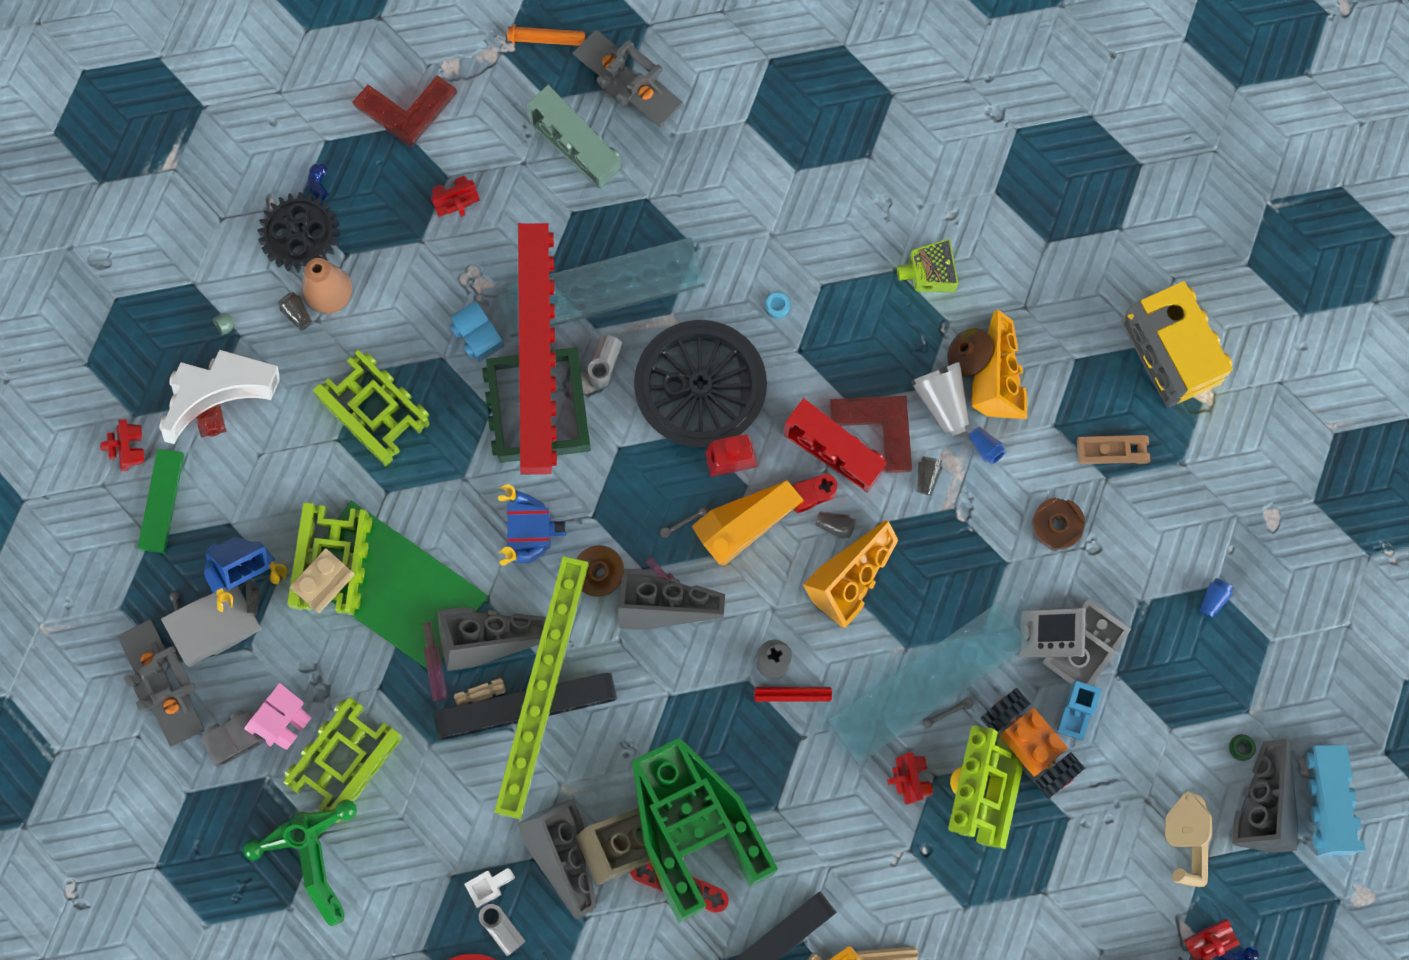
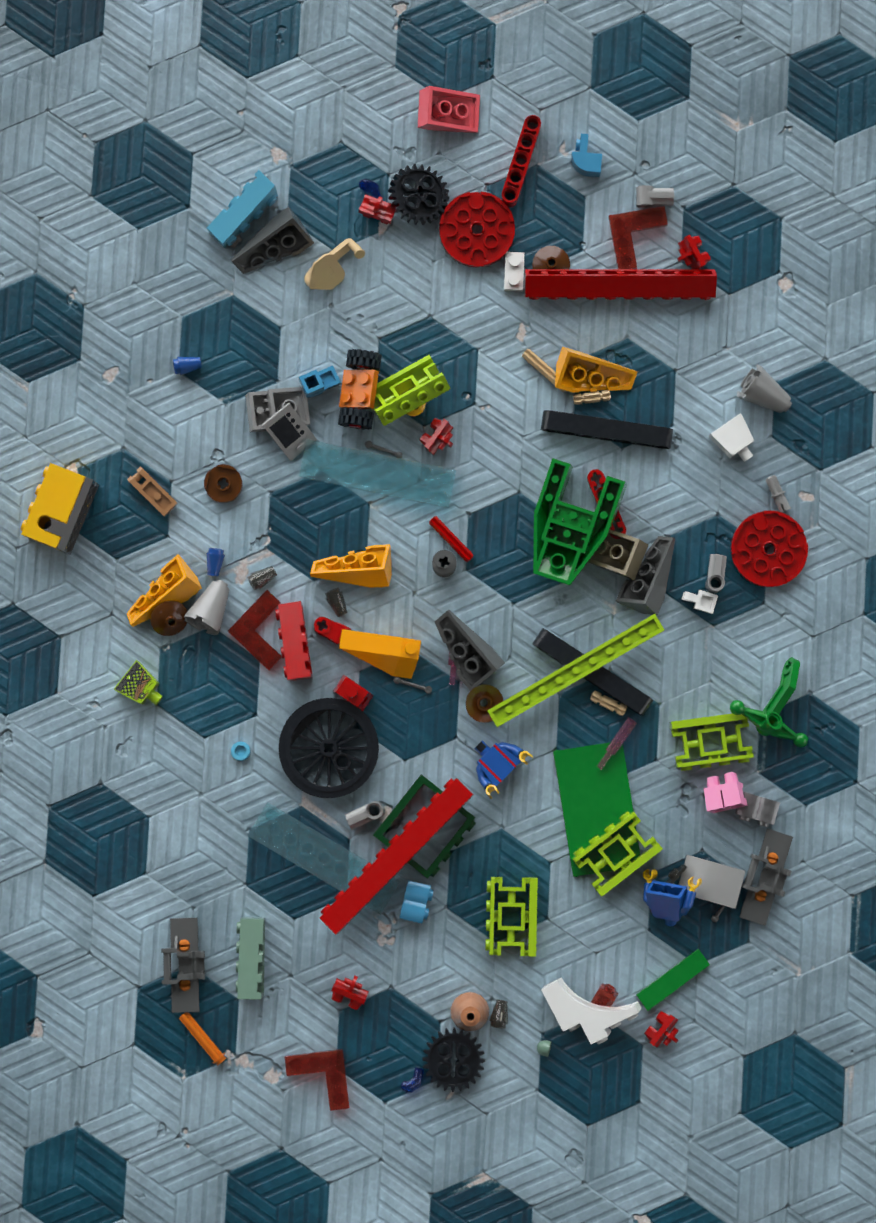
camera: 130 degrees left, 10 degrees up
(322, 580) = (633, 842): tan plate -> none
(479, 638) = (579, 731): dark grey wedge -> none
(1247, 742) = (257, 275): dark green plate -> none

